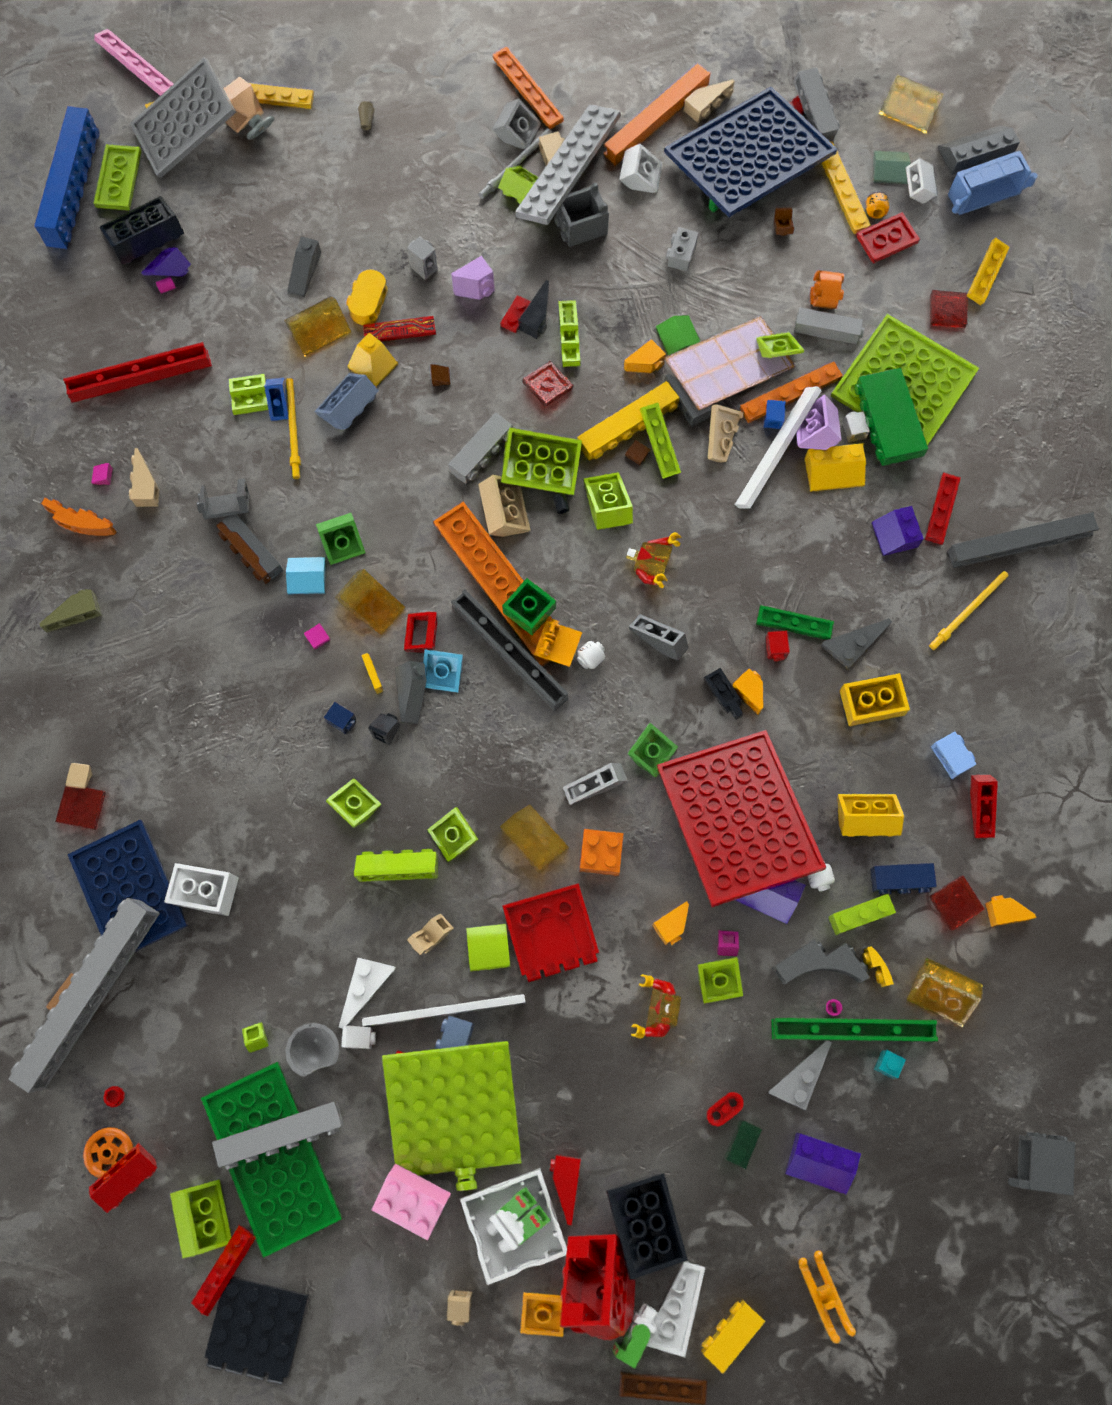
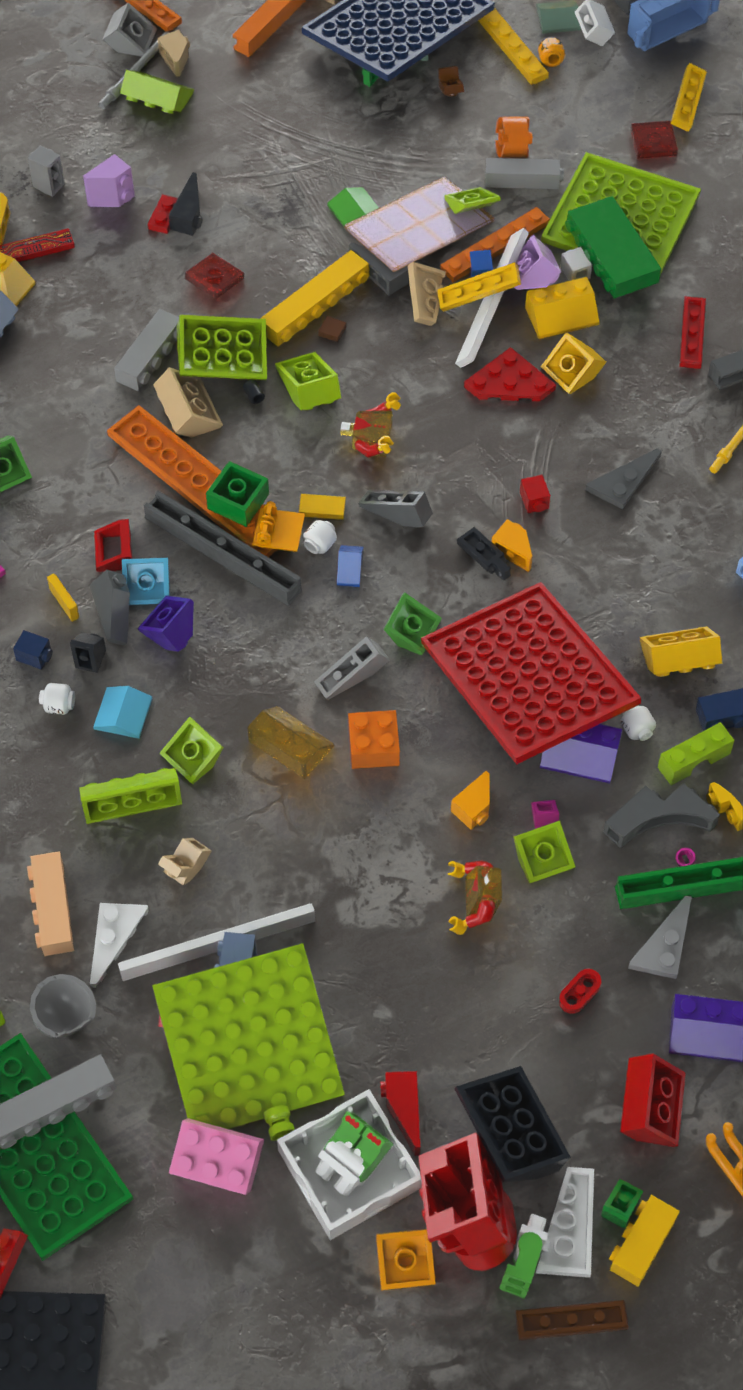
camera: 10 degrees left, 15 degrees down
(319, 951) = (51, 904): none -> light nougat brick
(353, 766) = (57, 698): none -> white head
(353, 803) = (65, 737): lime slope -> none
(358, 1037) = (116, 986): white slope -> none
(369, 601) = (46, 523): clear yellow slope -> none
(404, 786) = (123, 711): none -> medium azure slope
(440, 375) = (87, 286): reddish brown slope -> none
(454, 713) = (170, 623): none -> dark purple slope
(459, 1307) = (299, 1266): tan slope -> none
(488, 947) = (257, 865): lime slope -> none
(551, 932) = (330, 836): red hinge -> none
(567, 164) = (195, 56): light grey plate -> none
(569, 333) = (229, 223): lime slope -> none
(582, 216) = (221, 105): dark grey container -> none
(598, 623) = (322, 506): none -> yellow tile
(611, 683) = (349, 565): none -> slope
(640, 169) = (278, 54): white slope -> none
(645, 359) = (322, 234): light orange slope -> none
(660, 440) = (356, 309): lime plate -> none
(682, 249) = (342, 123): light grey brick -> none
(721, 1302) = (621, 1203): none -> green slope
(742, 1144) = (609, 1023): clear green brick -> none
(763, 1218) = (653, 1101): none -> red slope
(768, 438) = (479, 287): none -> yellow plate
(778, 528) = (510, 378): none -> red plate
(795, 622) = (552, 470): green tile -> none
(834, 524) = (572, 363): none -> yellow slope
(874, 699) = (659, 529): yellow brick -> none
(887, 237) = (570, 81): red plate -> none
(898, 531) = (647, 360): dark purple slope -> none

